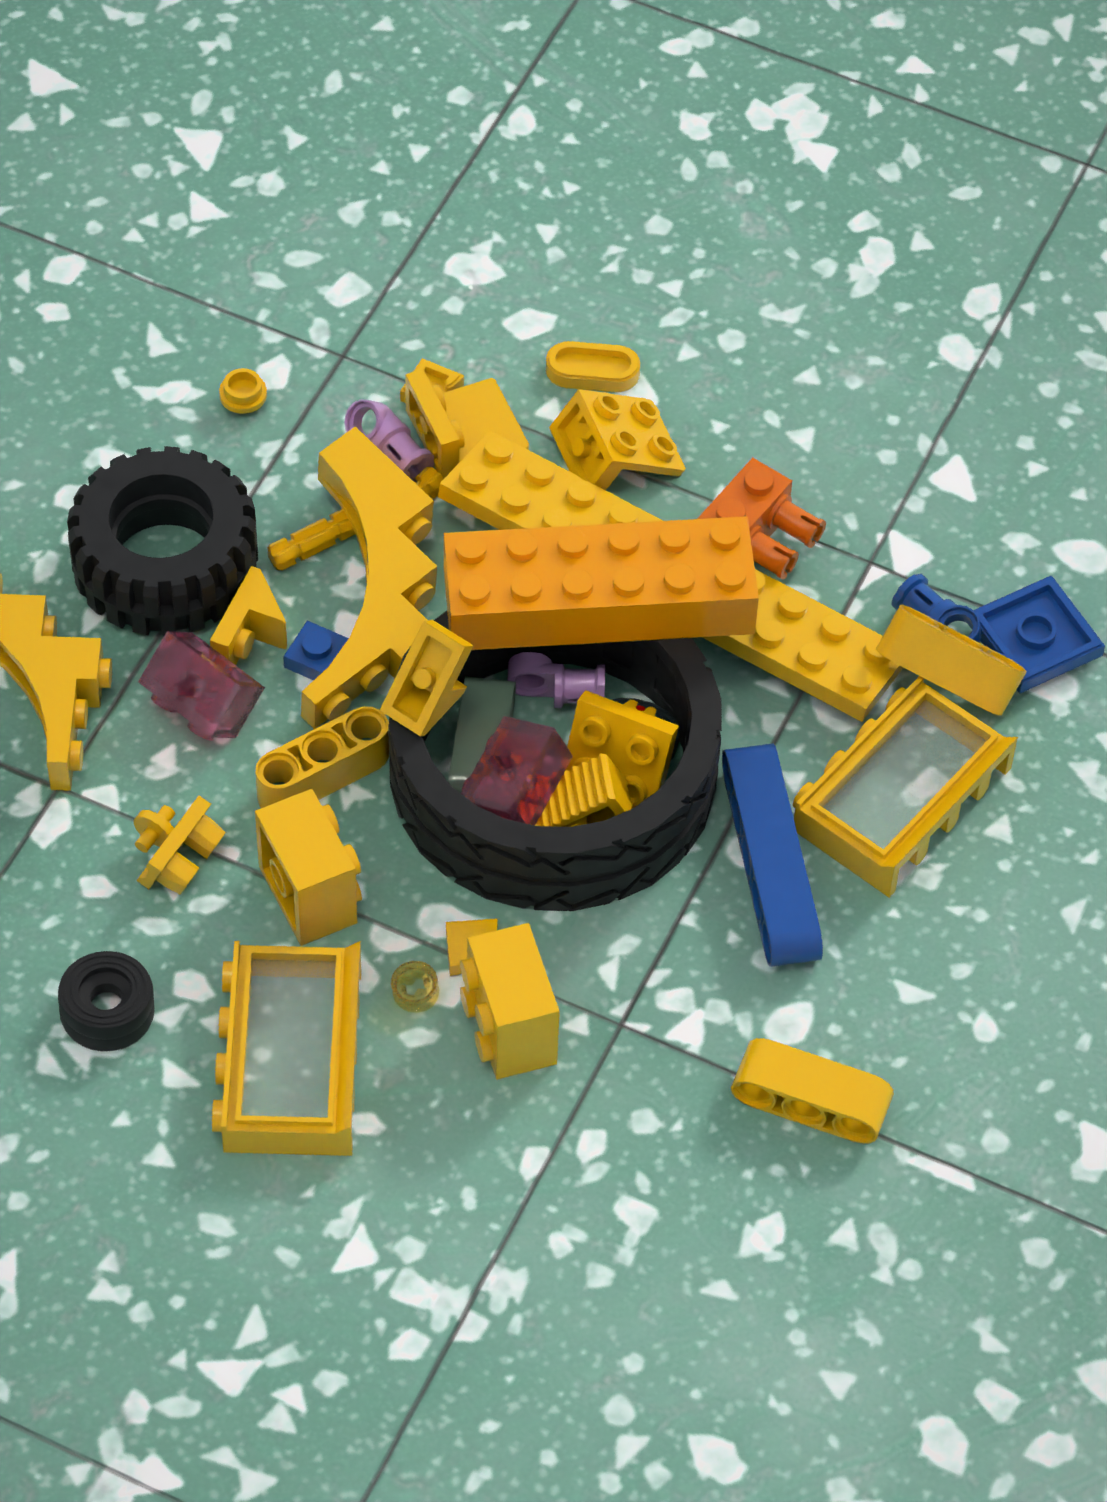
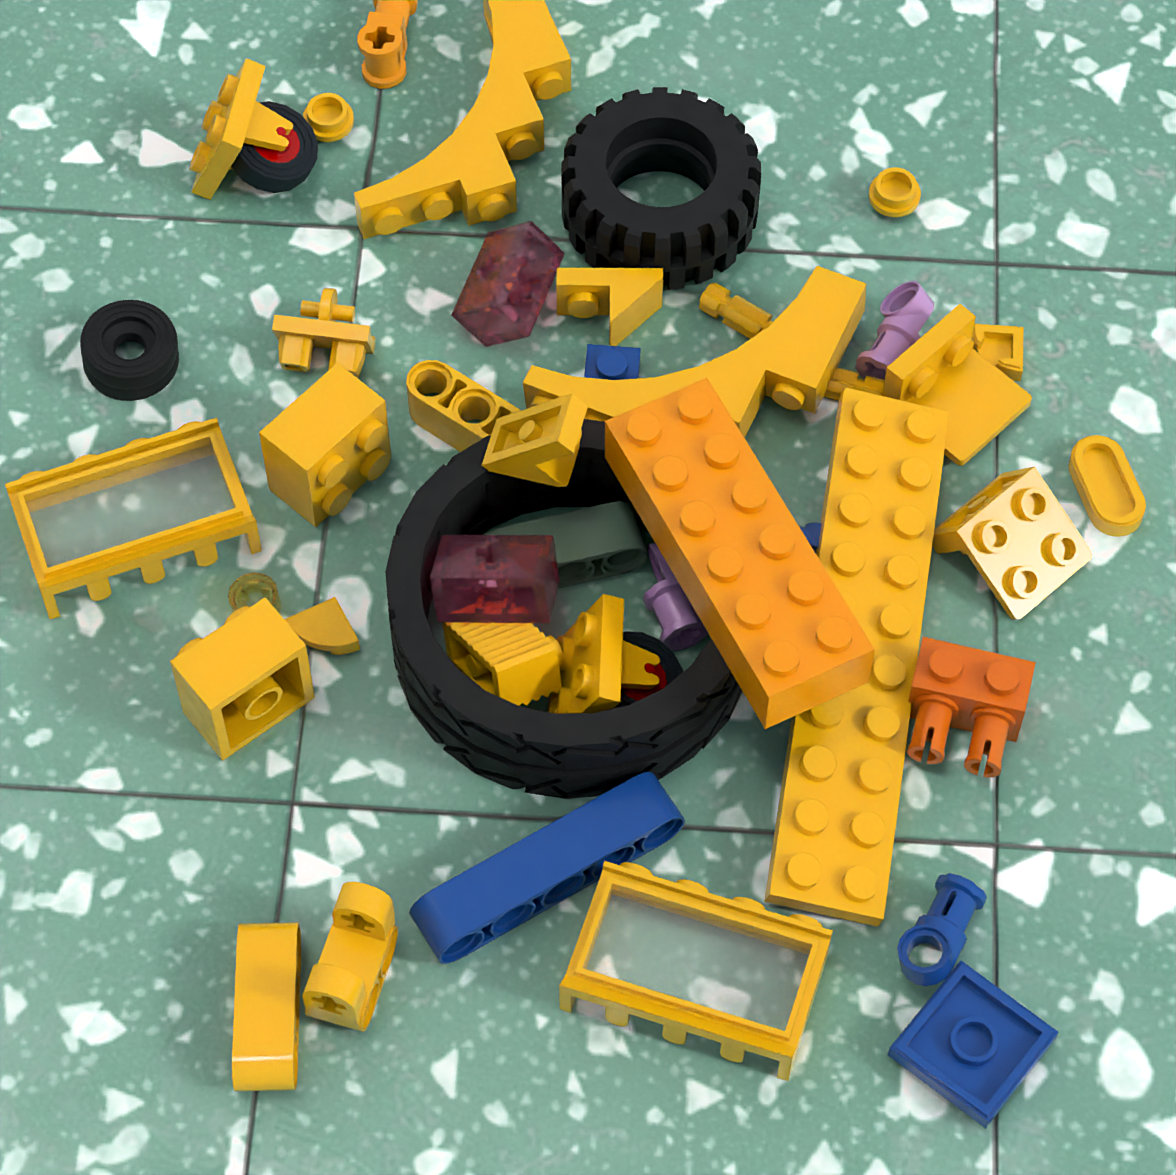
camera: 70 degrees right, 5 degrees up
(801, 1013) = (354, 958): none -> yellow piece
(951, 660) = (868, 956): yellow beam -> none

